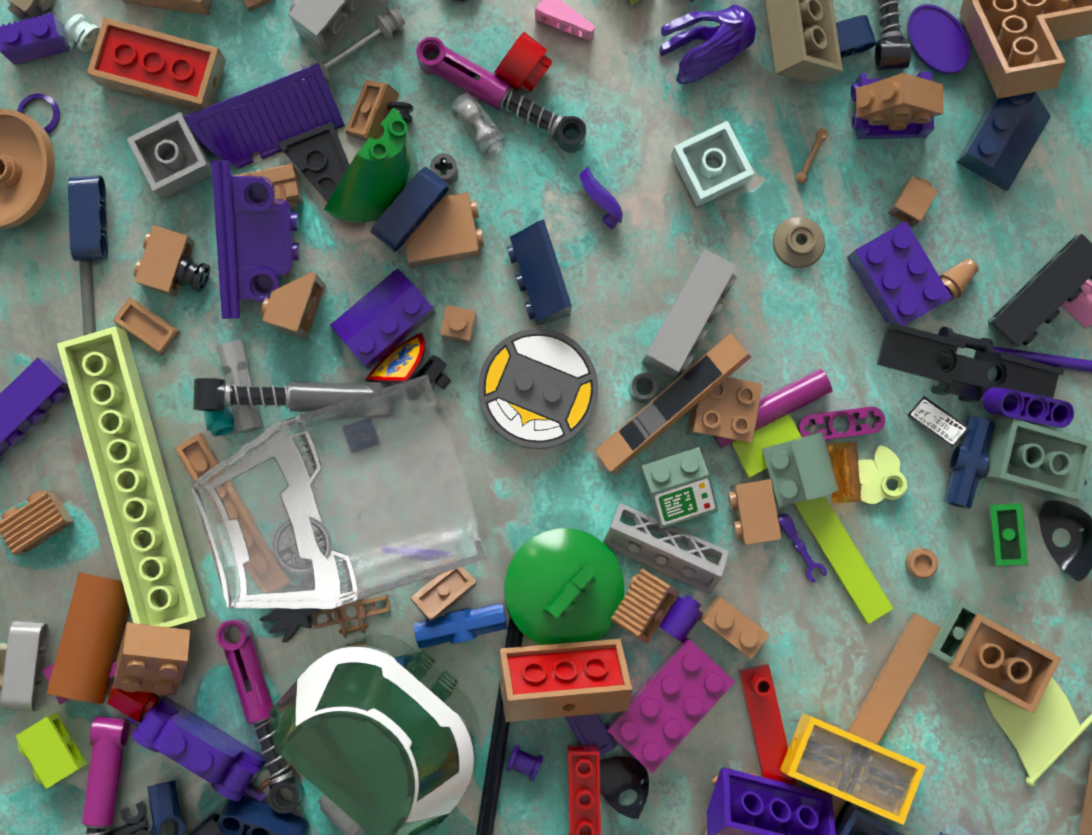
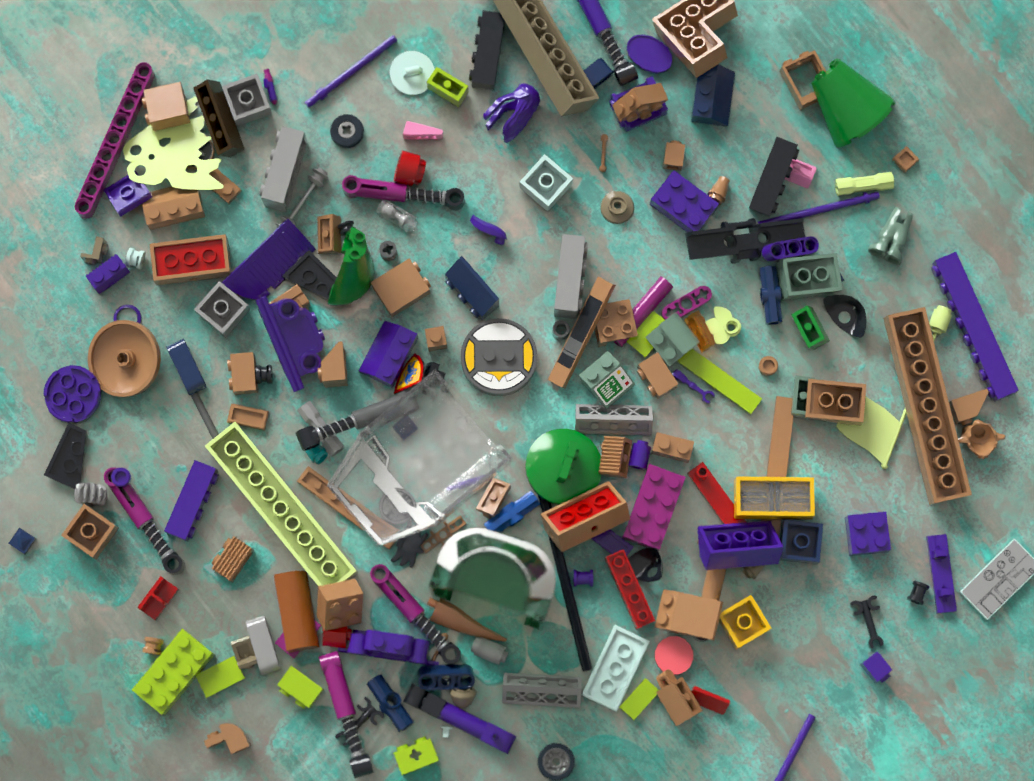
camera: 20 degrees left, 5 degrees down
(410, 209) = (380, 281): dark blue beam -> none
(938, 421) = (743, 279): sticker -> none

